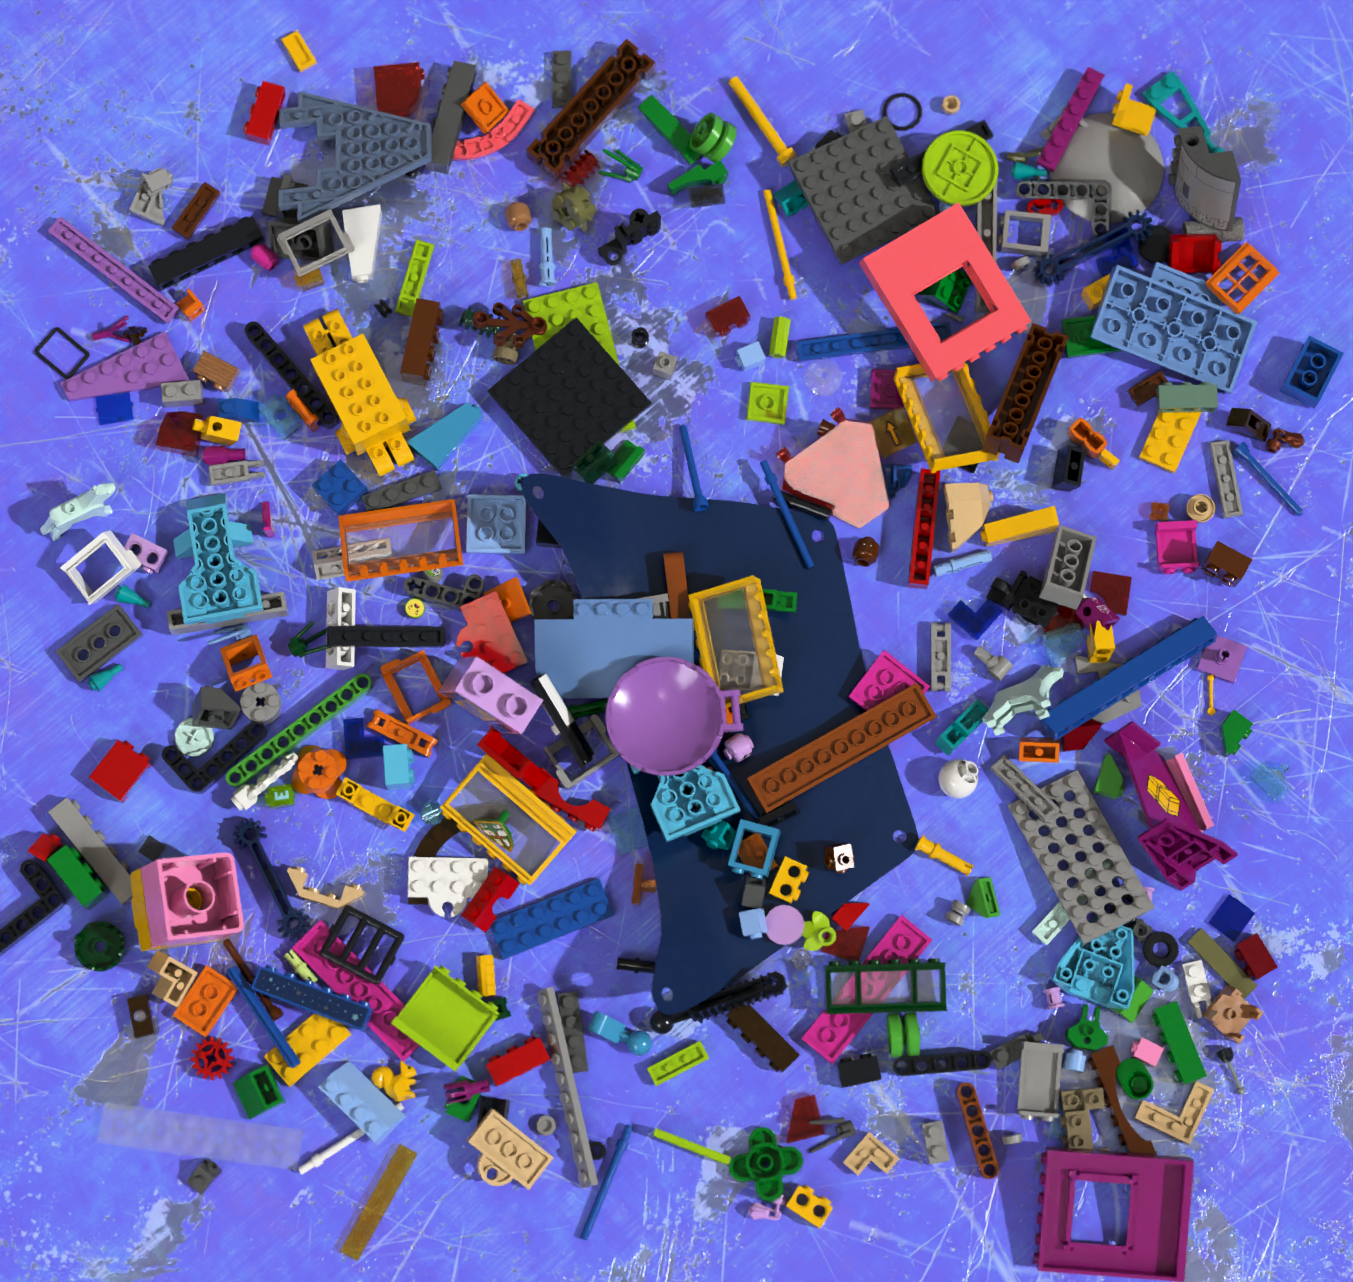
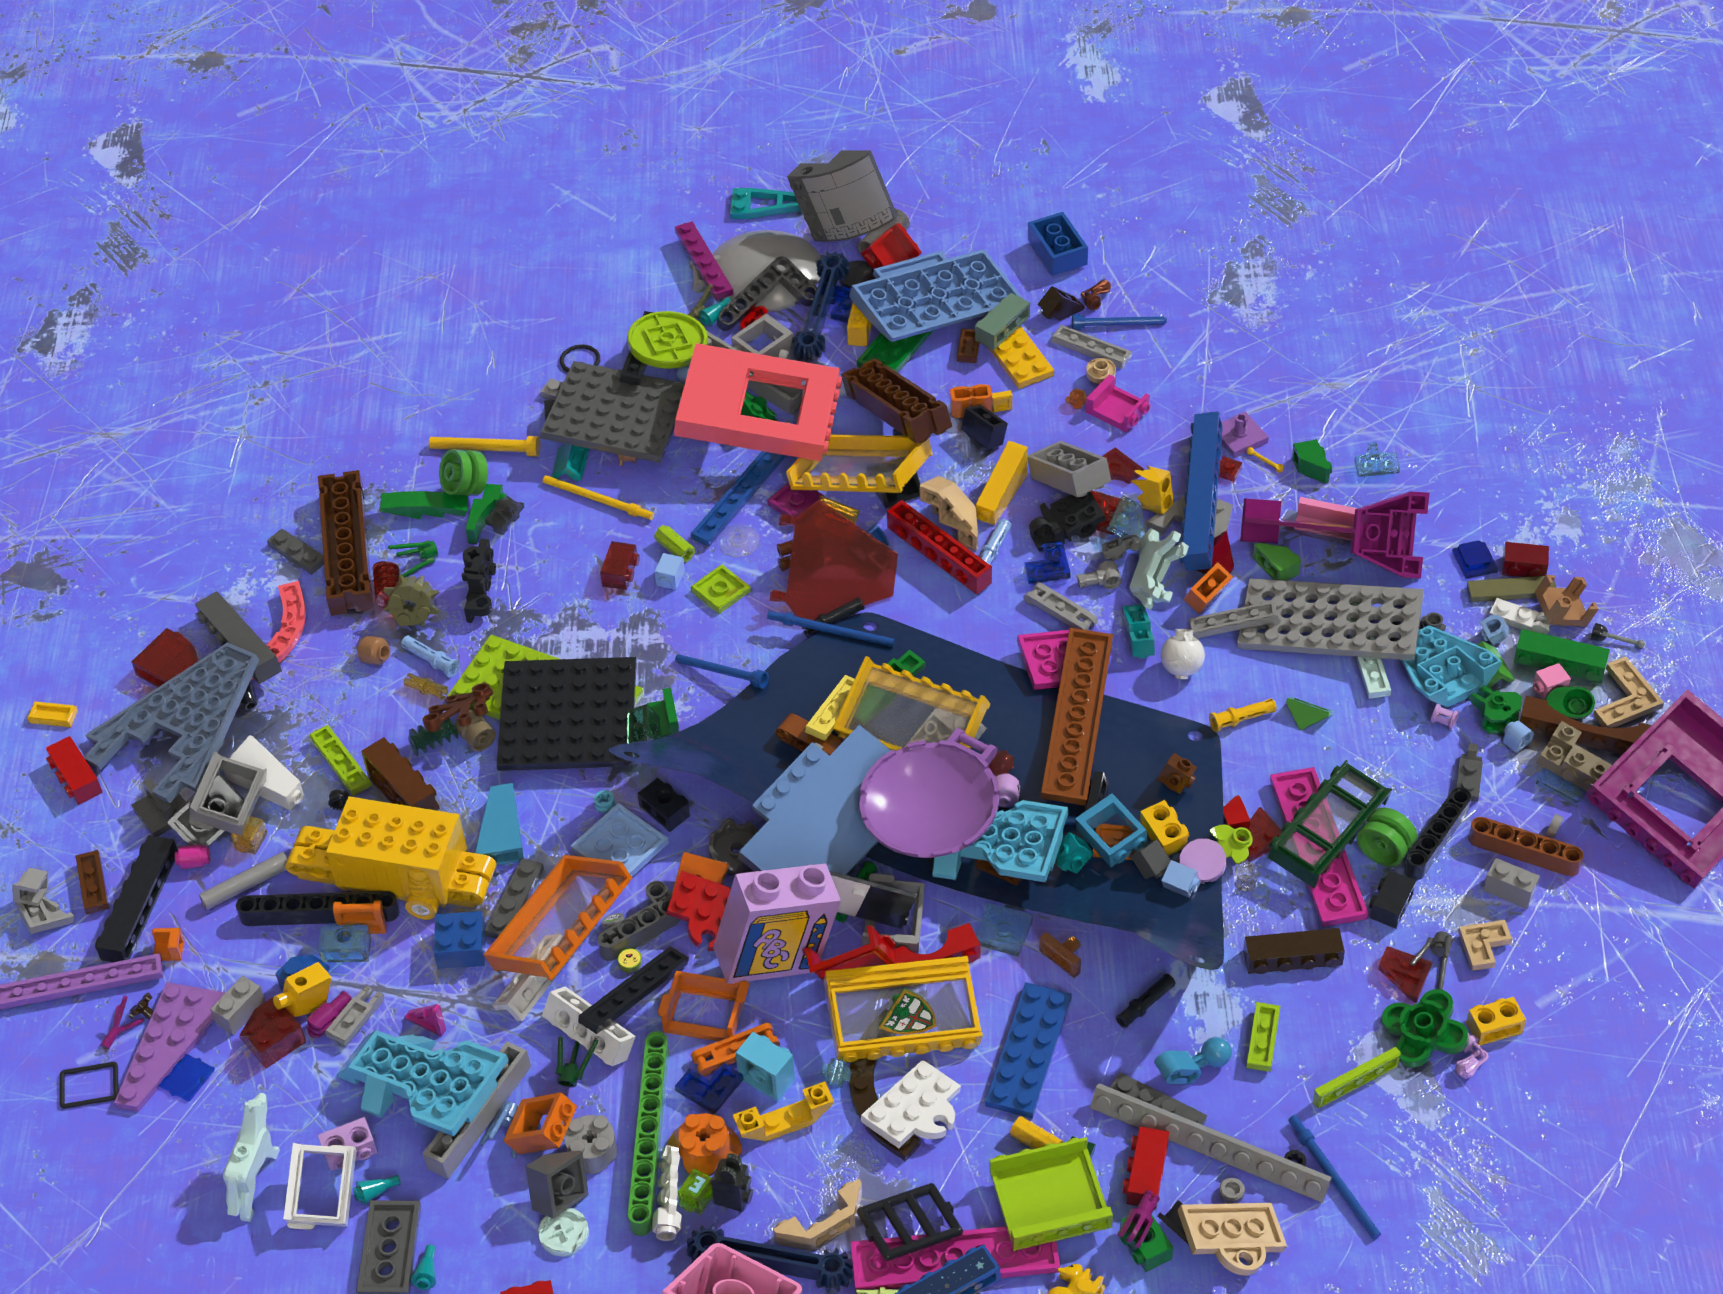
camera: 45 degrees left, 30 degrees down
(216, 371) = (252, 962): medium nougat brick -> none
(217, 760) = (610, 1224): black beam -> none
(274, 307) = (243, 881): none -> light grey piece
(298, 817) = (732, 1183): none -> pearl dark grey hinge
(479, 910) = (969, 1095): red arch -> none
(485, 107) = (258, 608): orange plate -> none
(644, 341) = (570, 635): black bush -> none
(665, 365) = (613, 632): light grey brick -> none
(708, 579) = (824, 719): none -> light yellow plate
(723, 1001) = (1237, 946): black gear -> none
(758, 727) = (1001, 763): none -> clear red plant
(865, 551) = (918, 599): reddish brown head -> none
(950, 105) = (609, 325): tan tile -> none
(957, 913) = (1304, 735): light grey wheel -> none
(1023, 655) = (1115, 548): none -> dark grey plate
(1039, 1080) = (1514, 767): light grey panel -> none
(1094, 609) = (1124, 474): magenta torso -> none
(1132, 114) = (737, 229): yellow bracket -> none
(1169, 940) = (1466, 610): black tyre -> none
(1179, 675) = (1229, 468): none -> clear red plate
(1226, 564) = (1164, 377): reddish brown brick -> none
(1235, 260) = (925, 244): orange piece -> none

